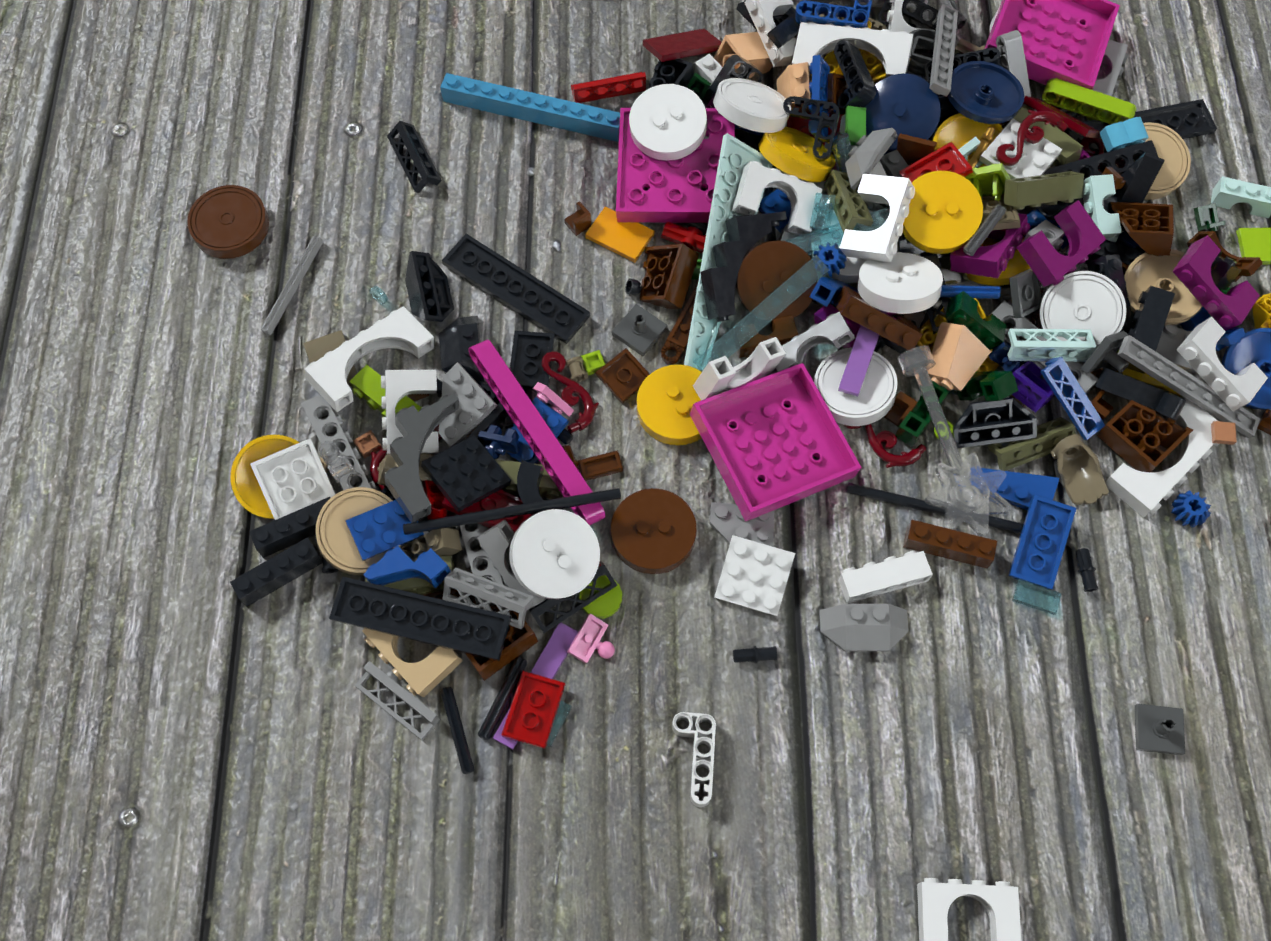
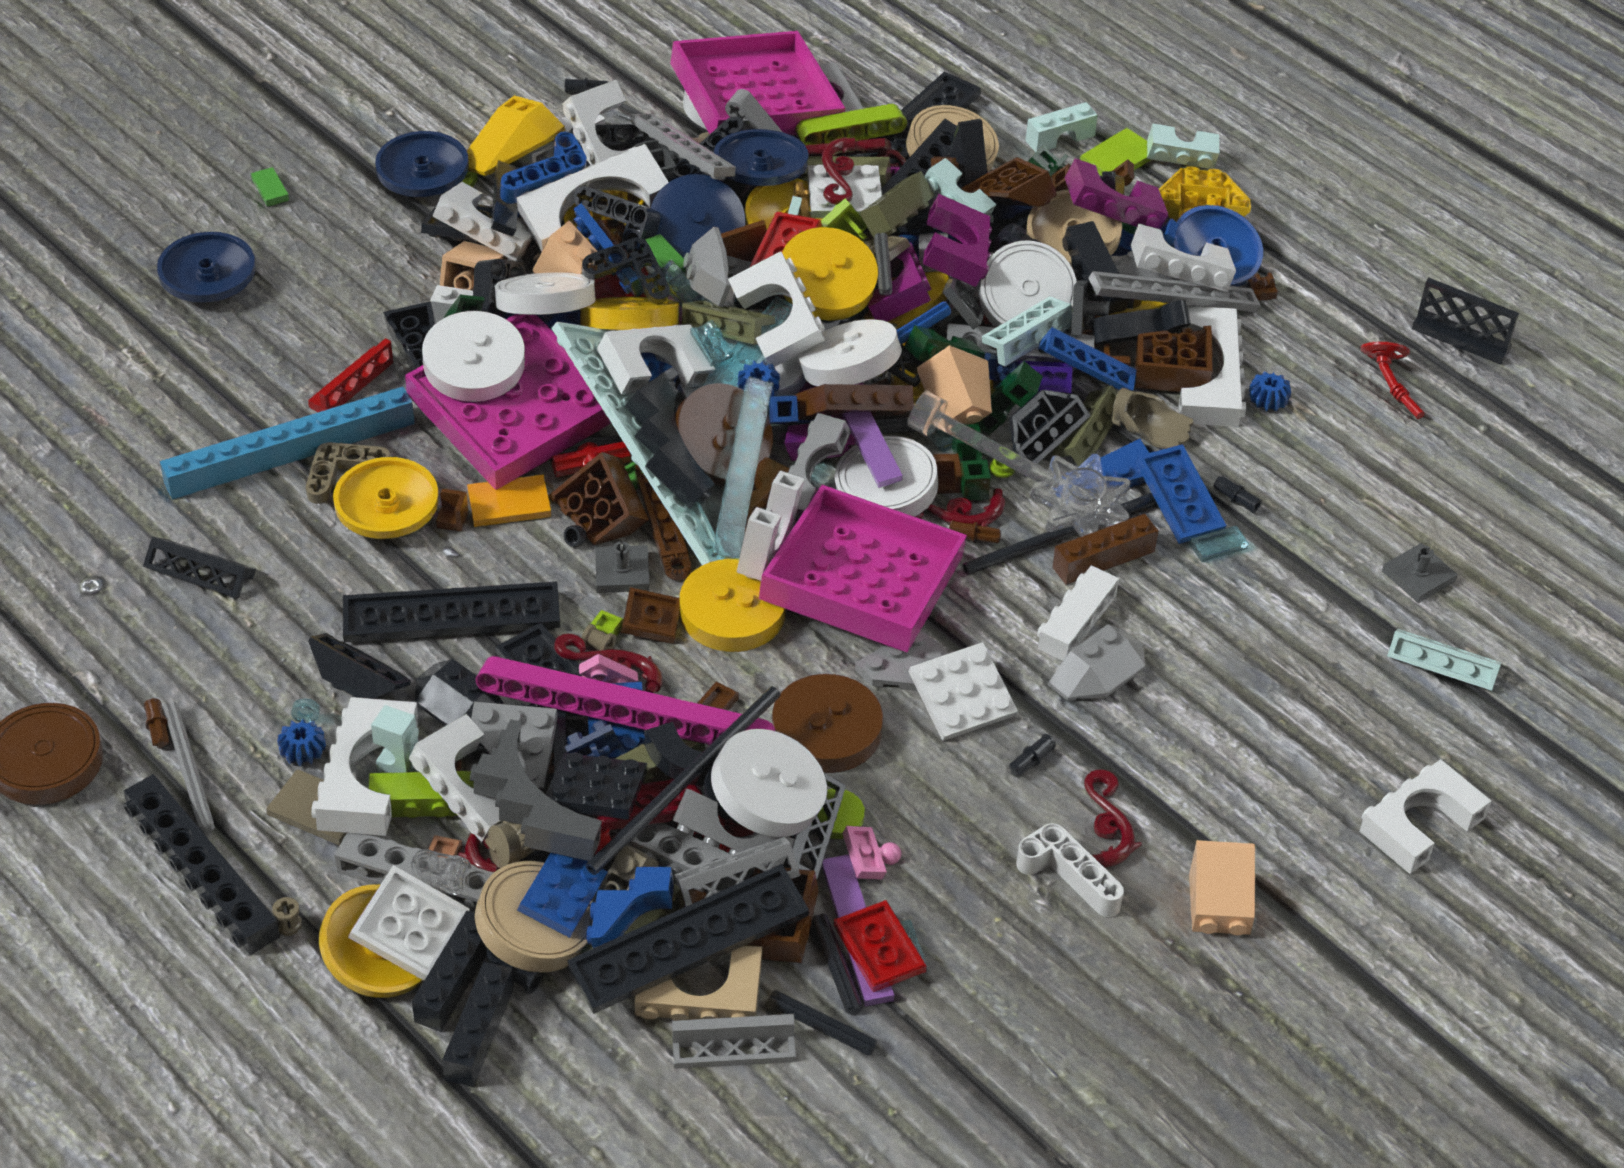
camera: 45 degrees left, 20 degrees down
(246, 343) = (201, 865): none -> black brick
(249, 421) = (291, 915): none -> dark tan bush
(300, 244) = (156, 722): none -> reddish brown axle
(357, 314) = (301, 742): none -> blue gear
(386, 352) = (399, 735): none -> light aqua arch
(547, 184) = (386, 497): none -> yellow dish
(550, 138) = (337, 459): none -> dark tan beam
(682, 44) = (398, 294): dark red tile -> none
(752, 767) = (1112, 817): none -> dark red plant
(773, 854) = (1222, 887): none -> light nougat slope
(877, 465) = (977, 532): none -> reddish brown axle
(1107, 810) = (1444, 659): none -> light aqua fence
(1124, 134) = (914, 129): medium azure brick -> none
(1223, 432) = (1237, 312): nougat tile -> none

